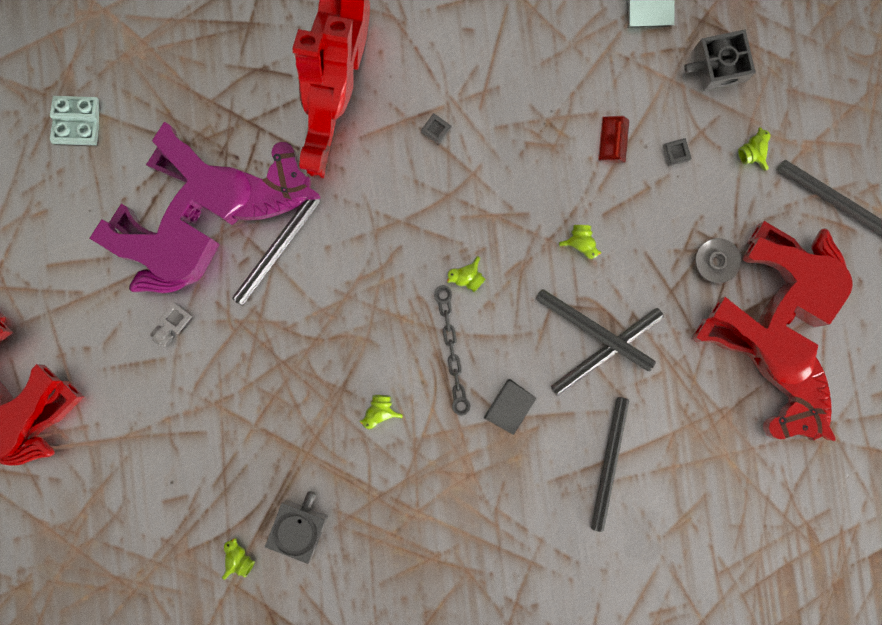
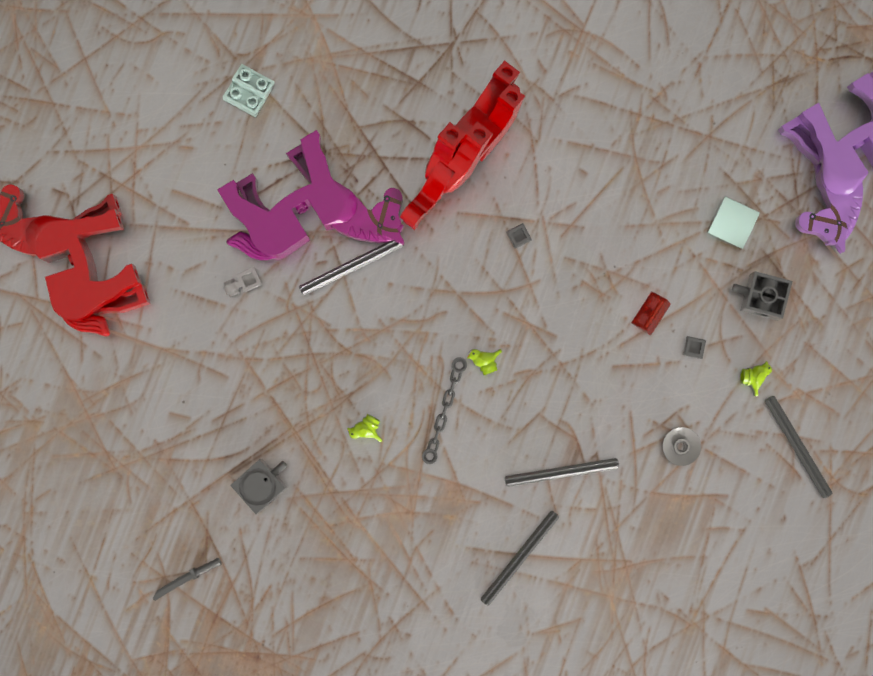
camera: 30 degrees right, 0 degrees up
(236, 560) = (203, 484): lime animal -> none
(510, 407) = (466, 476): dark grey piece -> none
(582, 241) = (586, 379): lime animal -> none
(596, 330) = (560, 451): dark grey axle -> none
(814, 293) = (692, 545): red animal -> none

